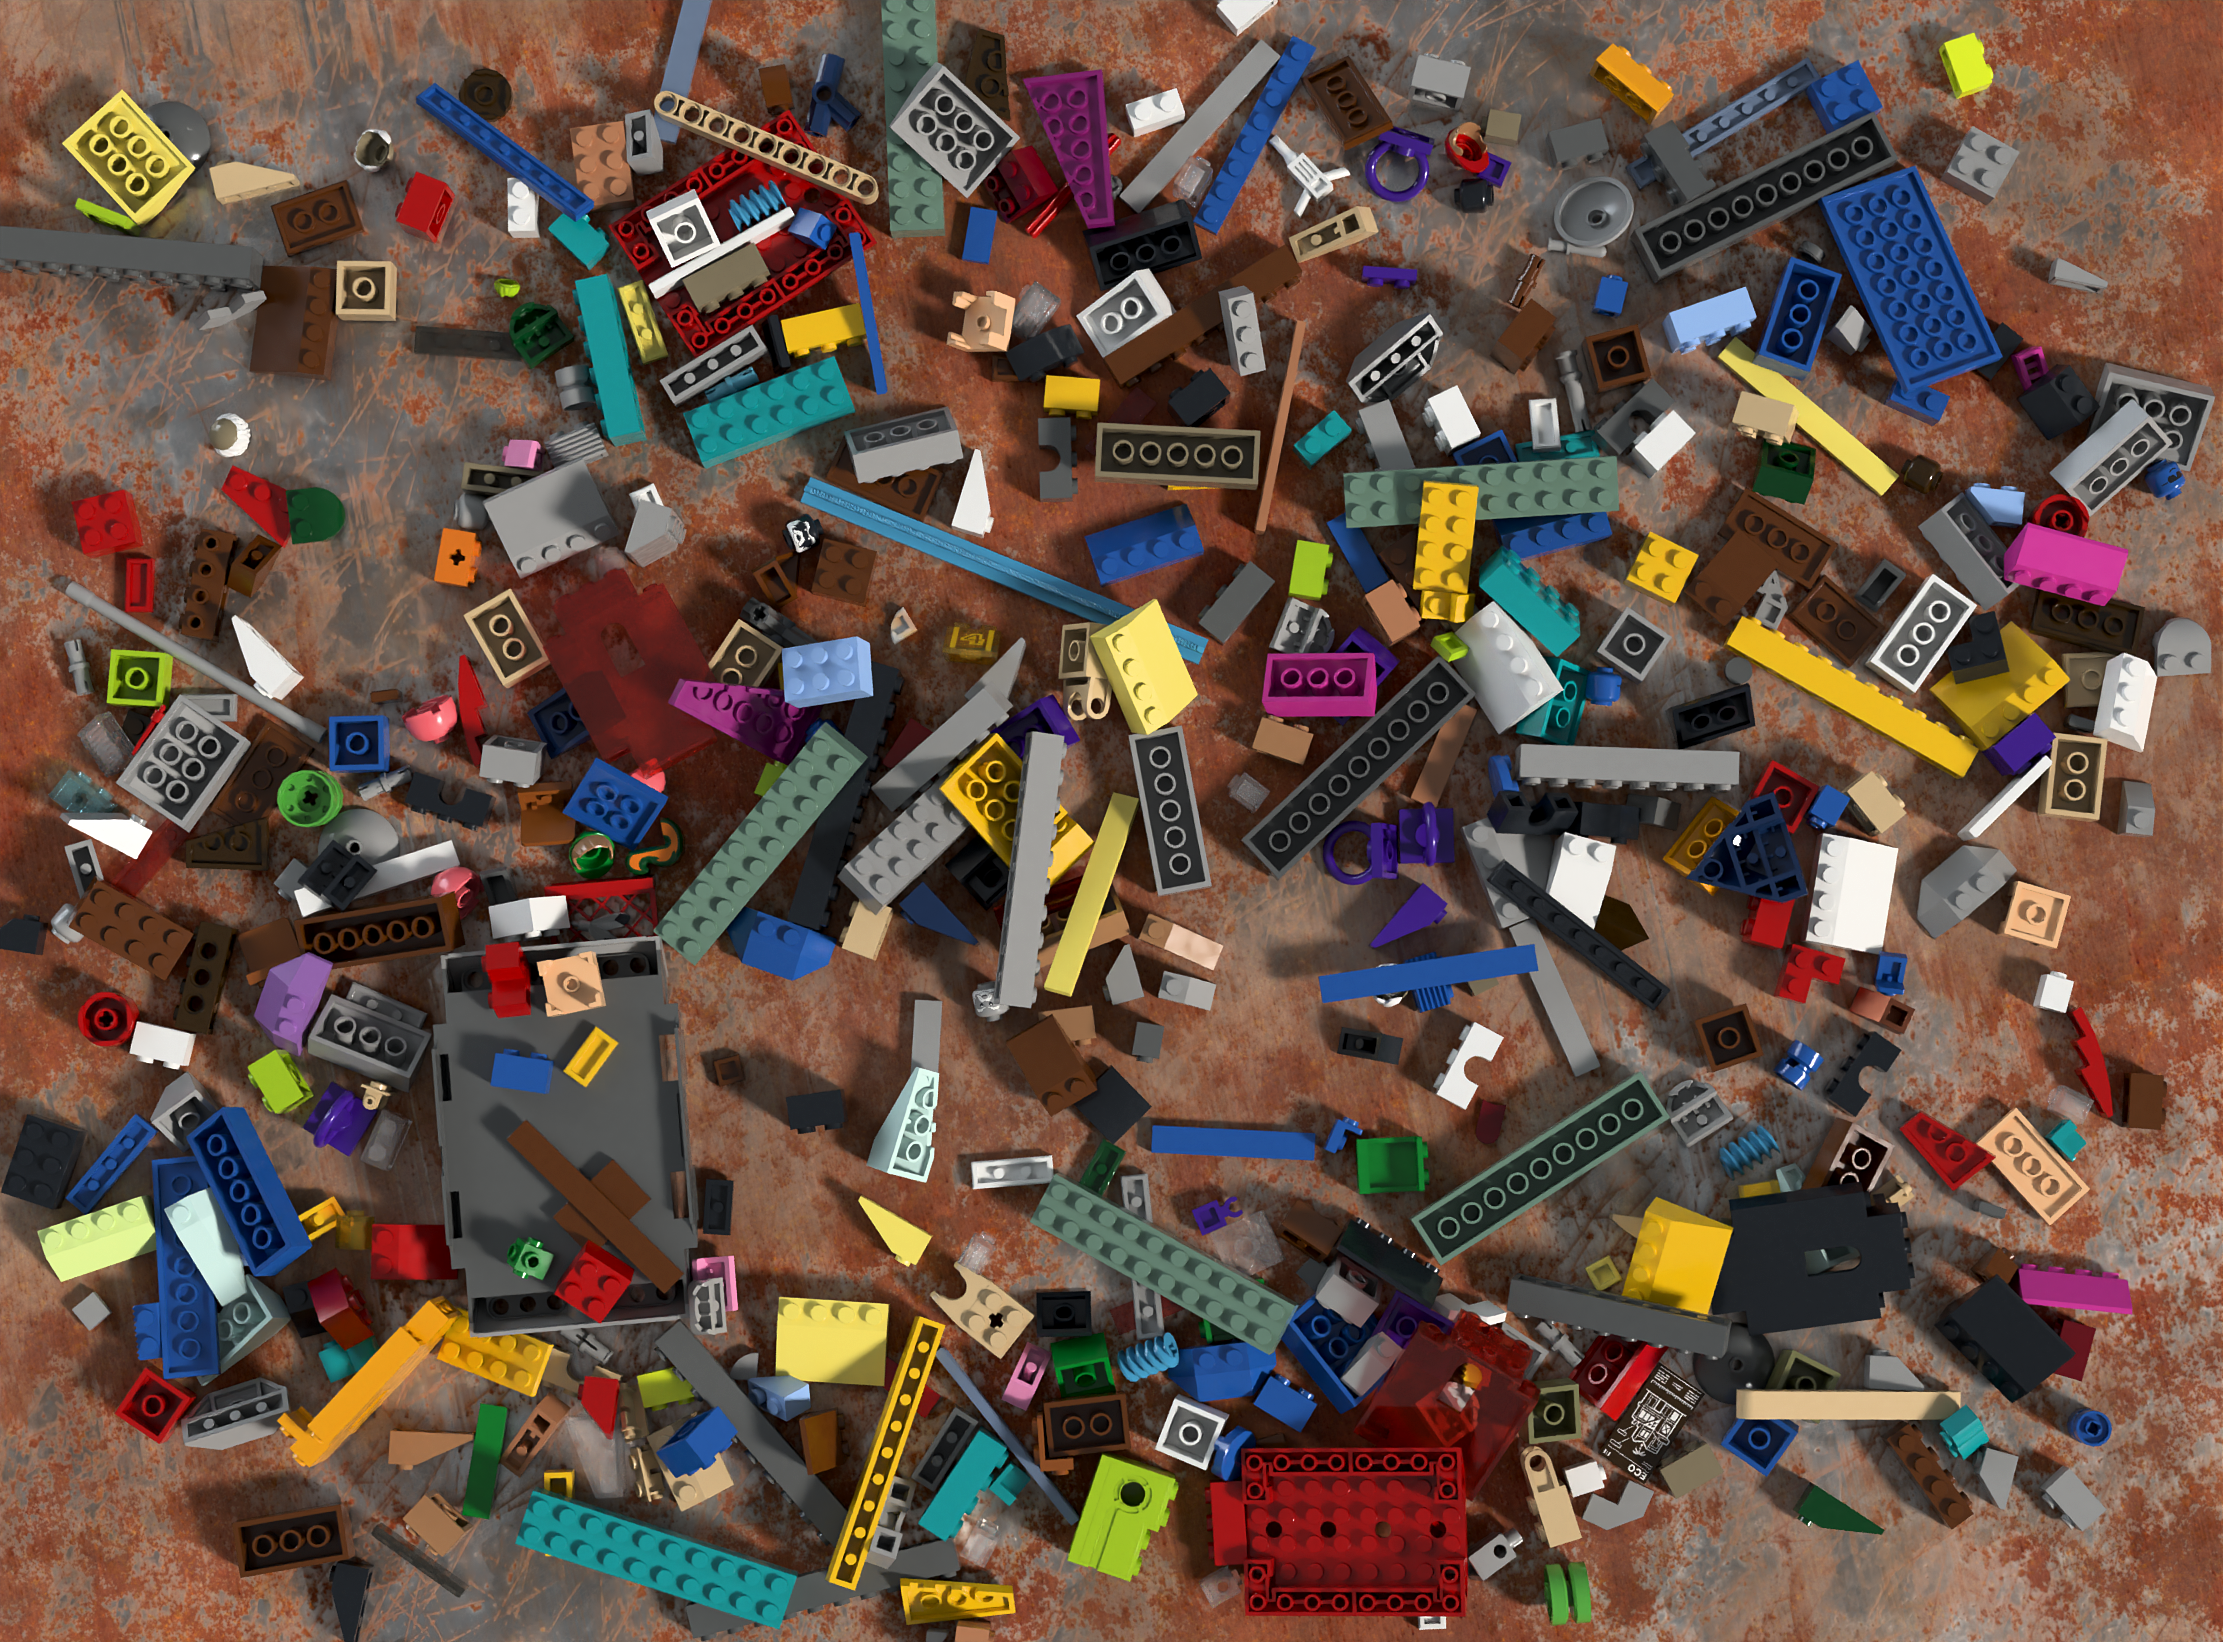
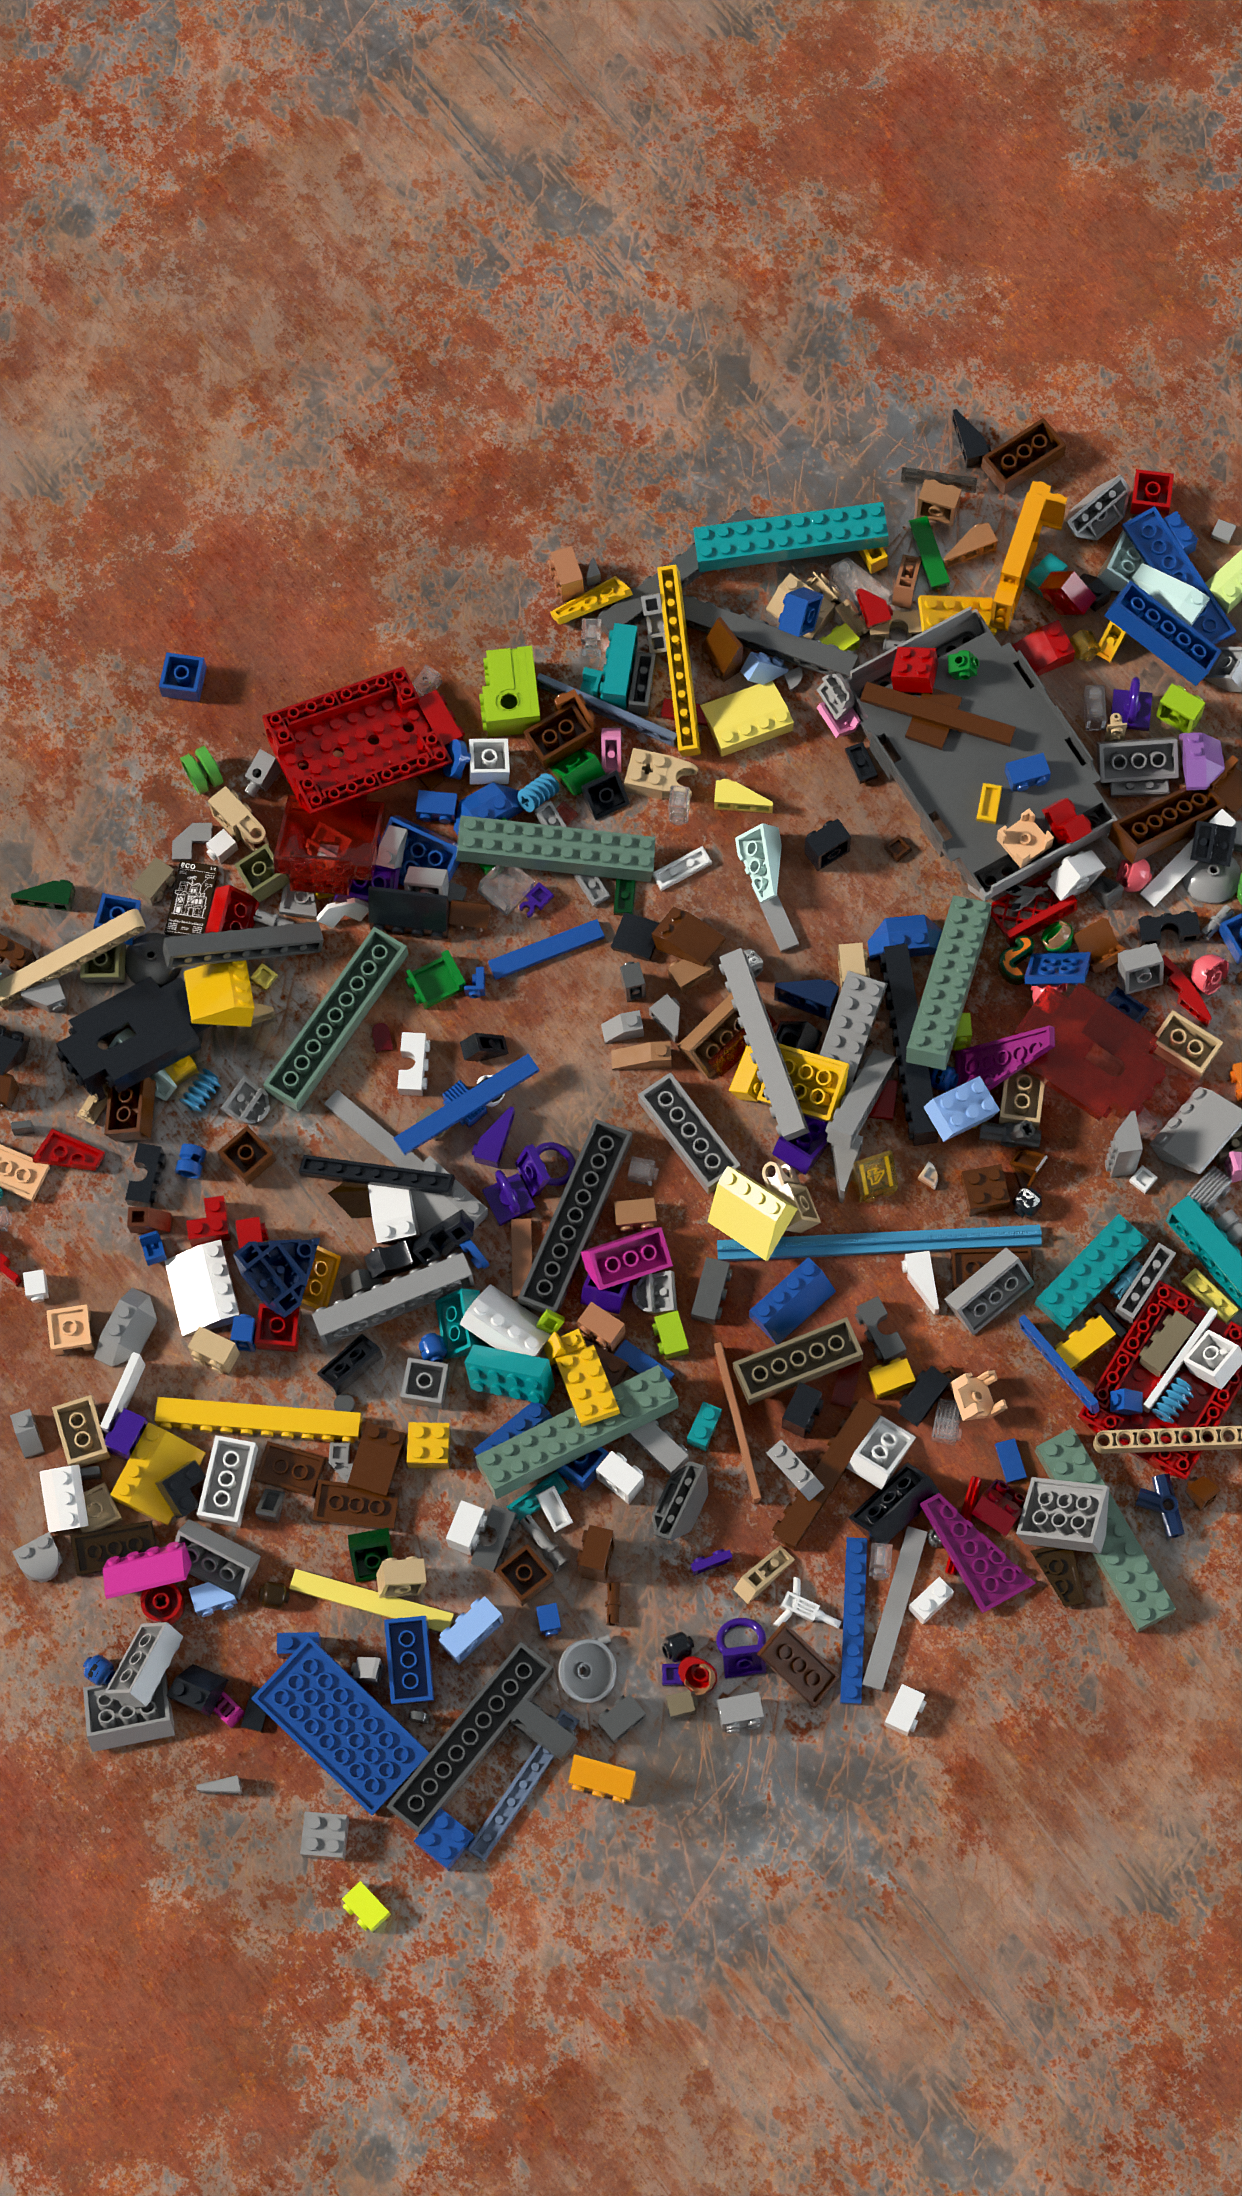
camera: 160 degrees right, 15 degrees down
(1091, 894) = (714, 1053): light yellow tile -> none

